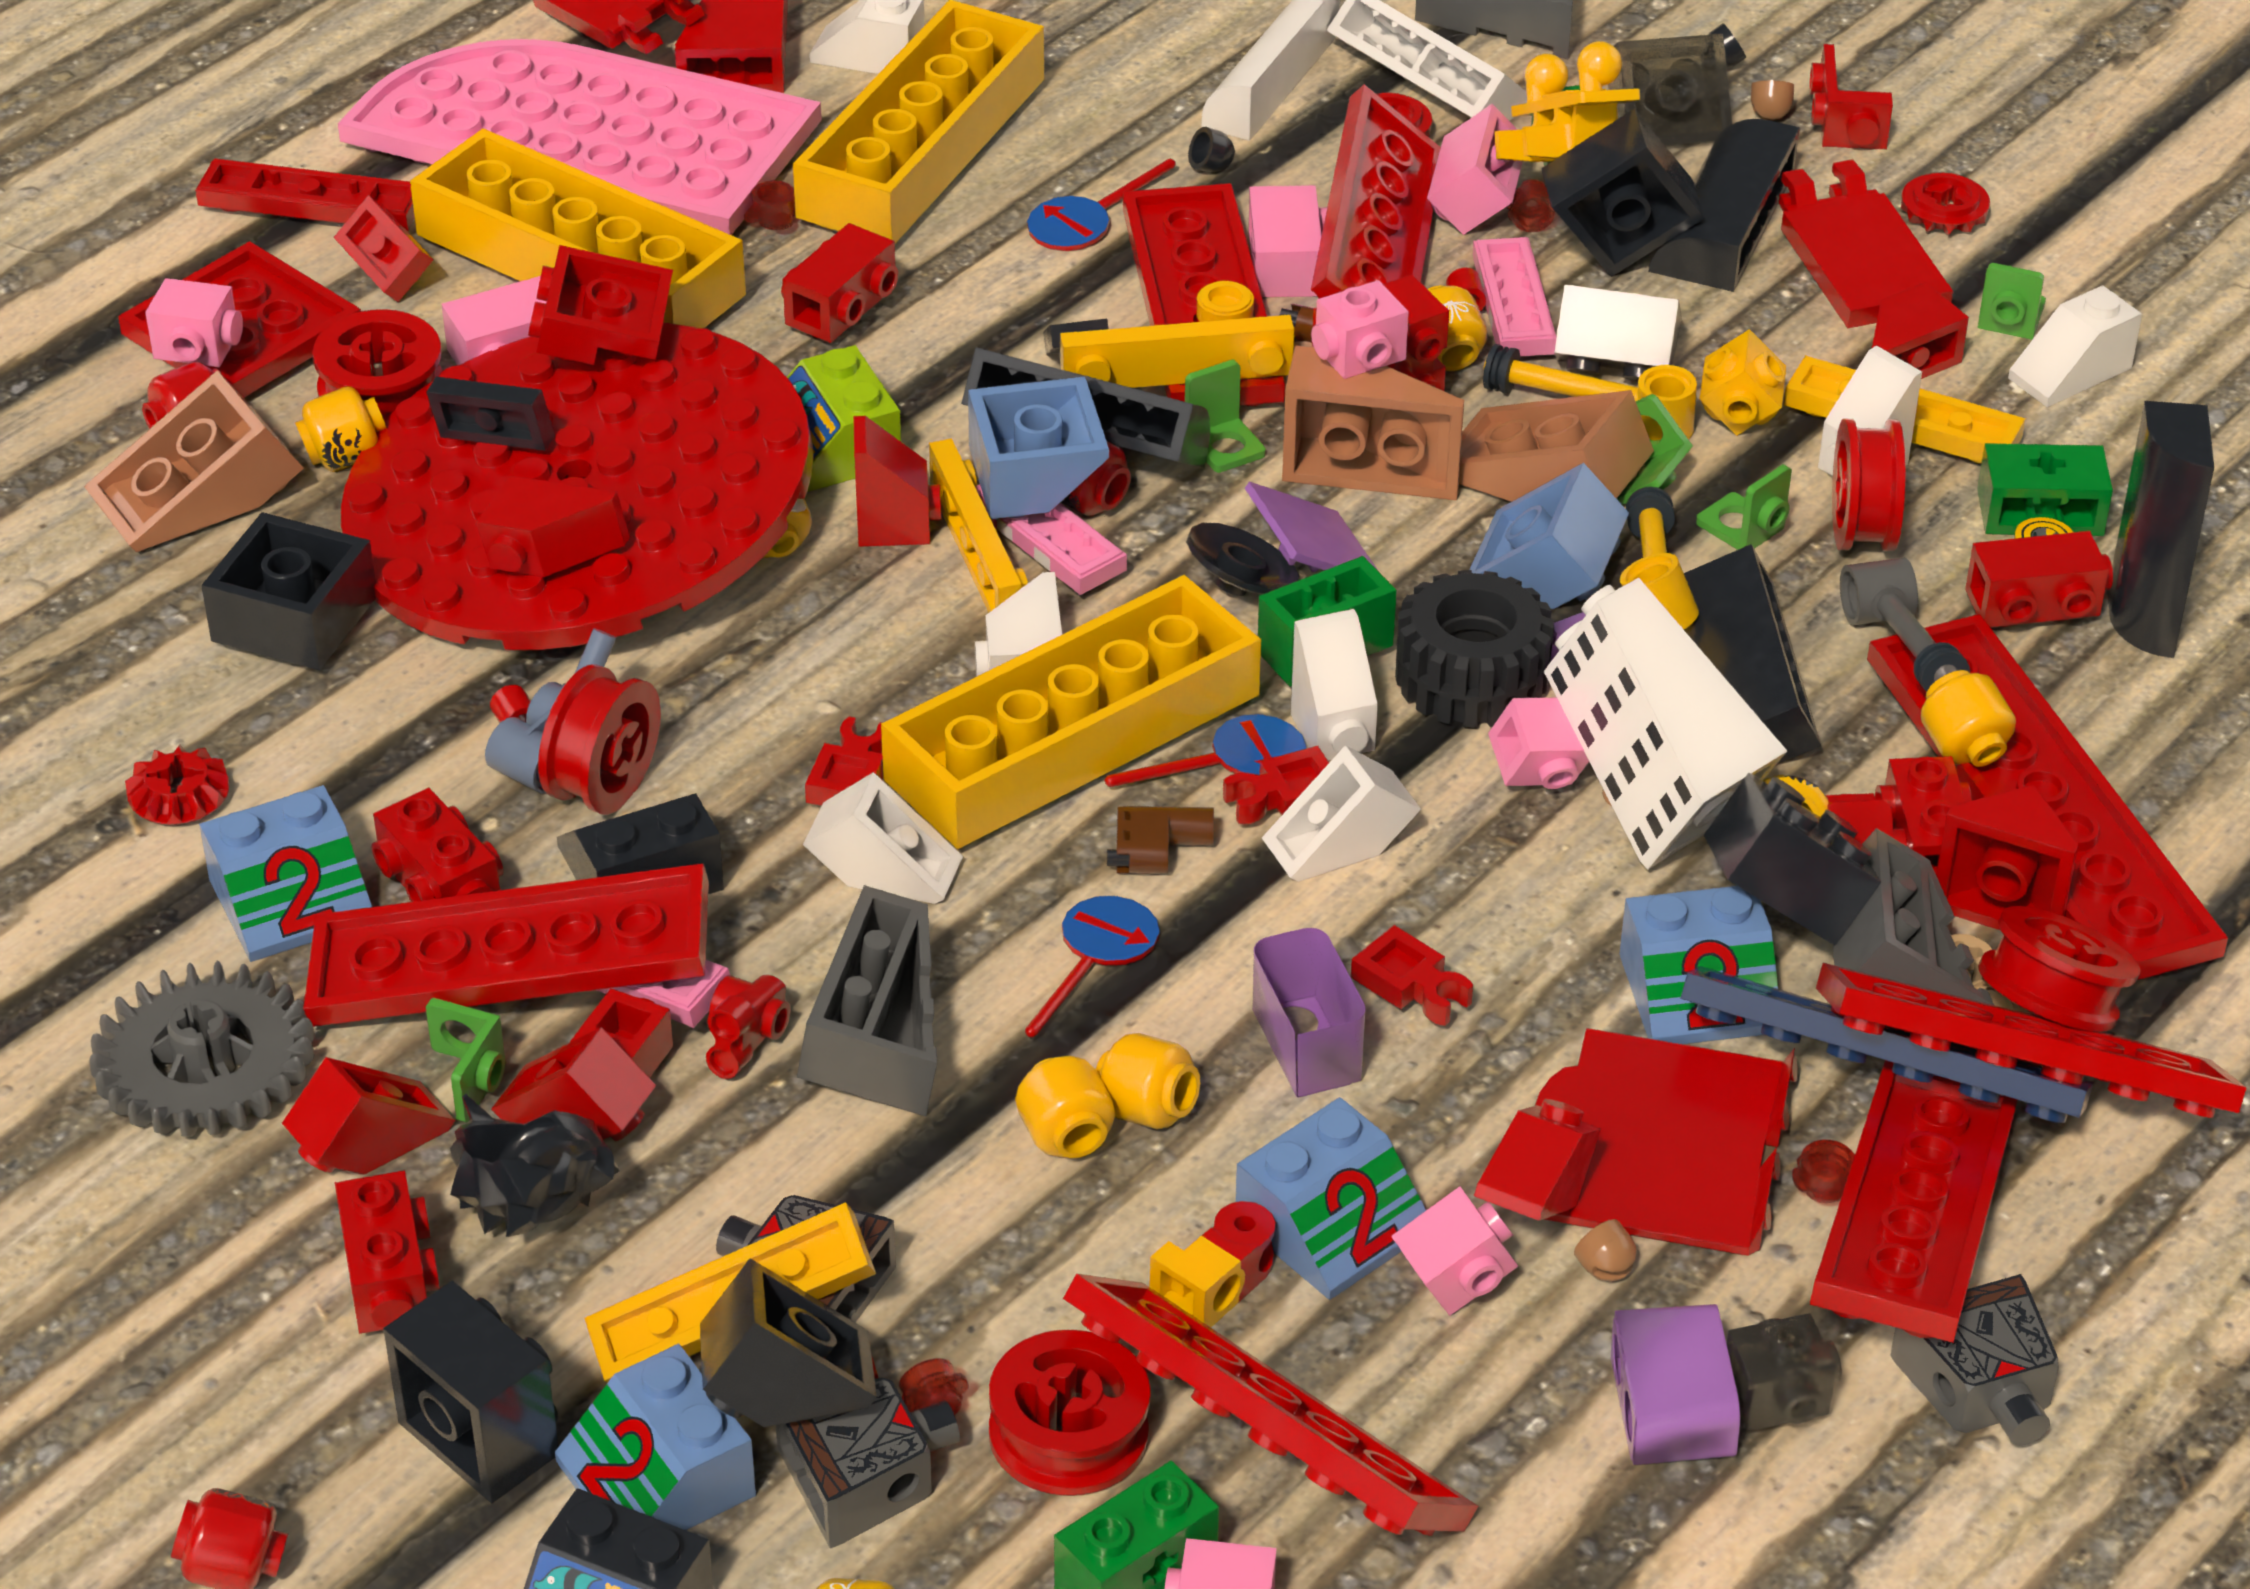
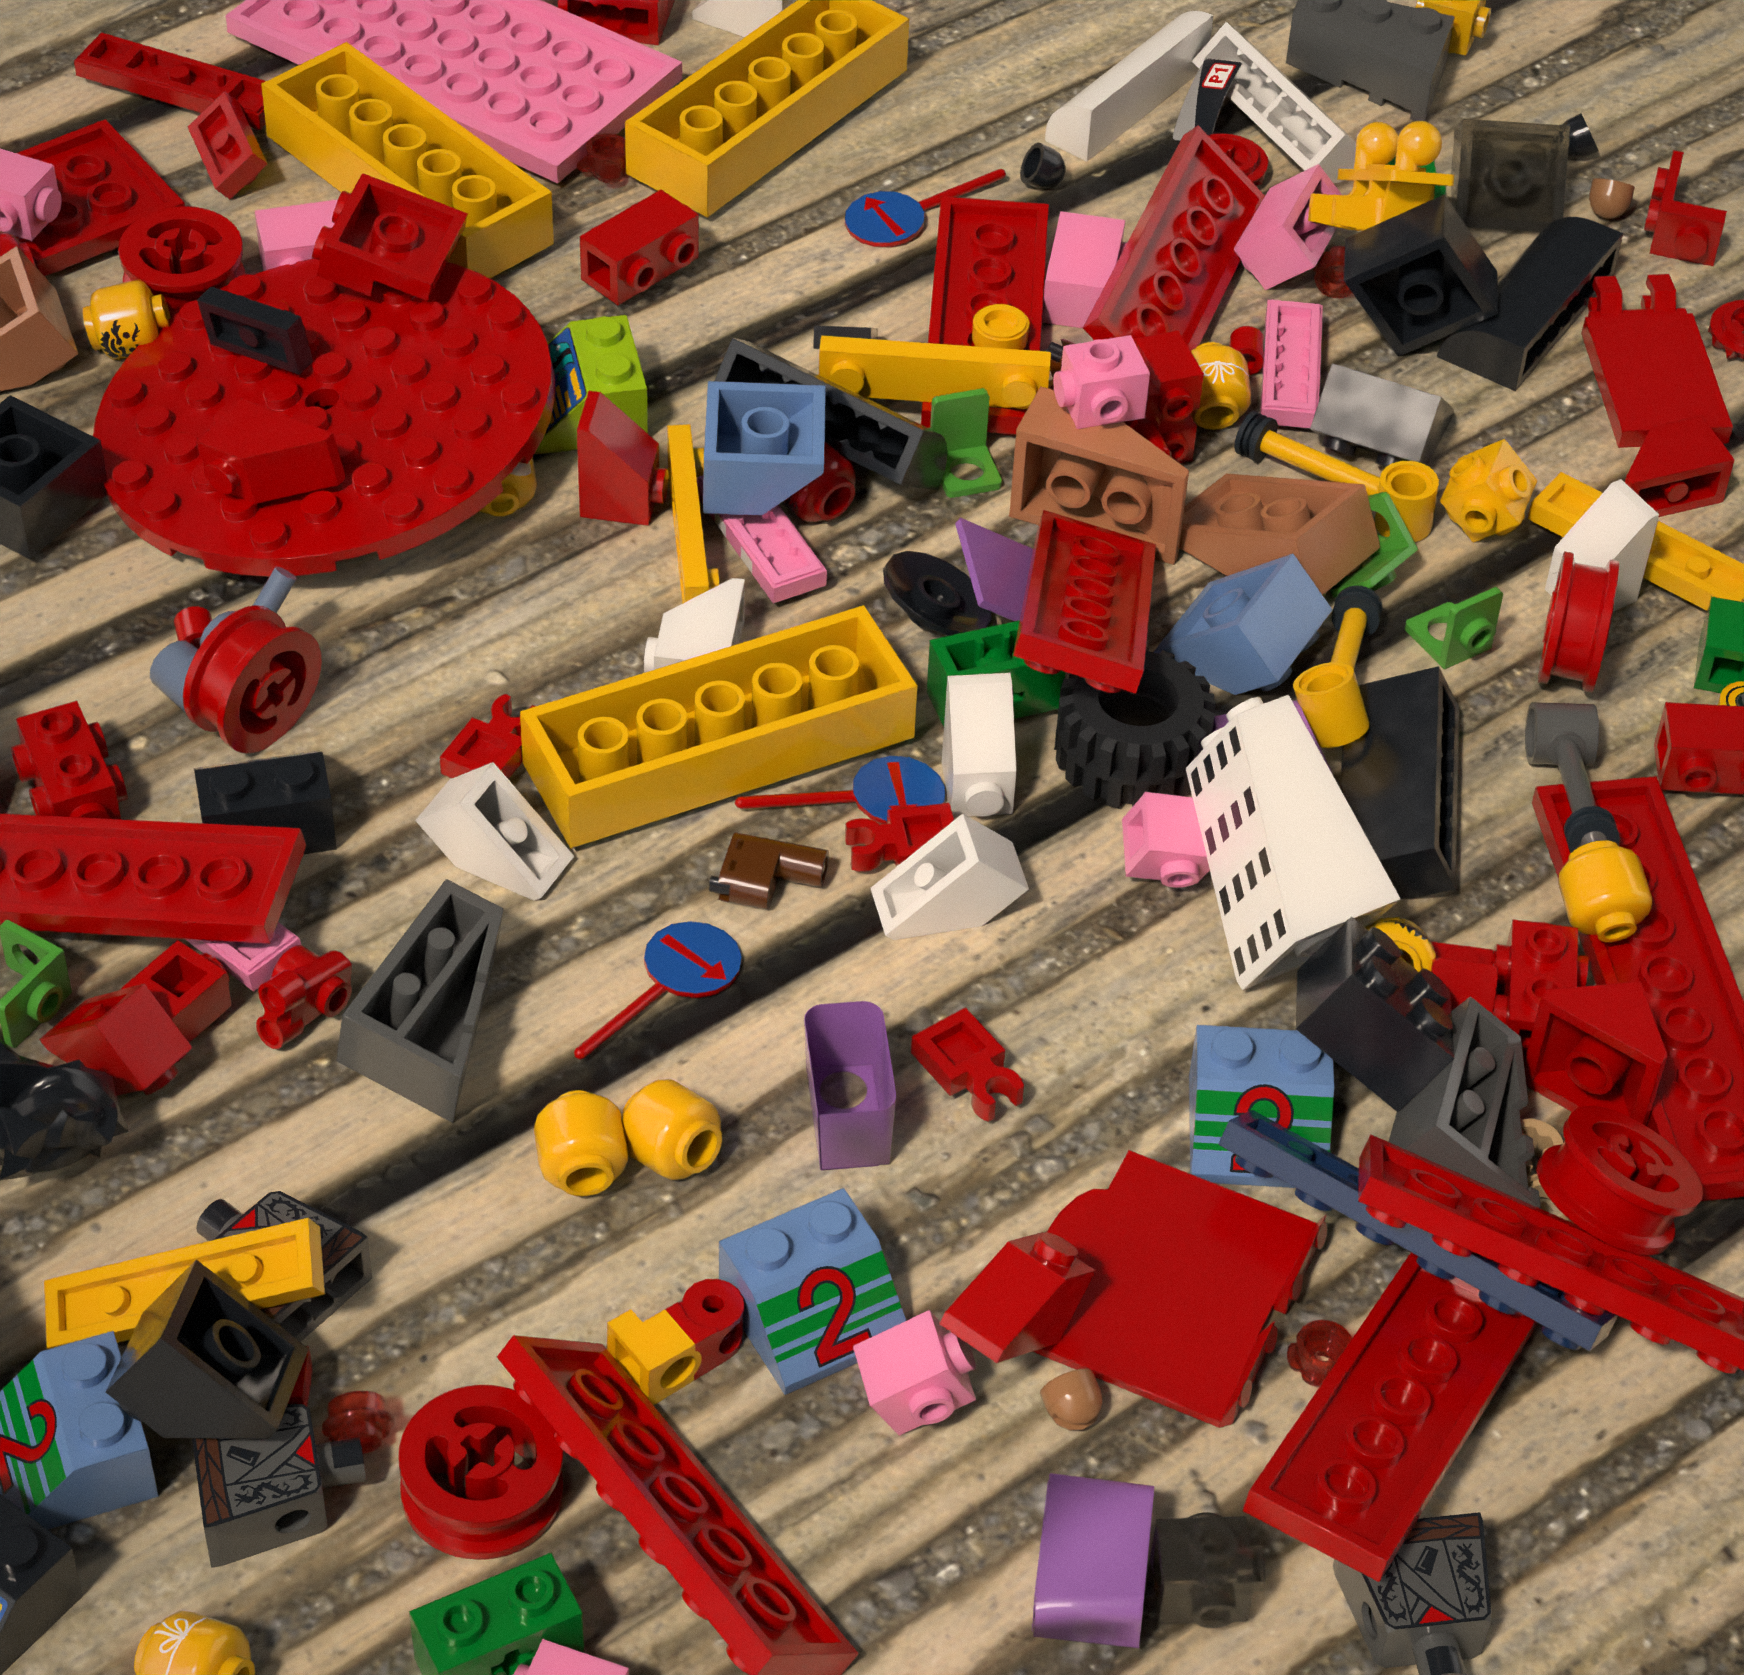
camera: 10 degrees right, 5 degrees up
(1351, 62) = (1206, 96): none -> sticker
(1402, 538) = (1087, 603): none -> red plate

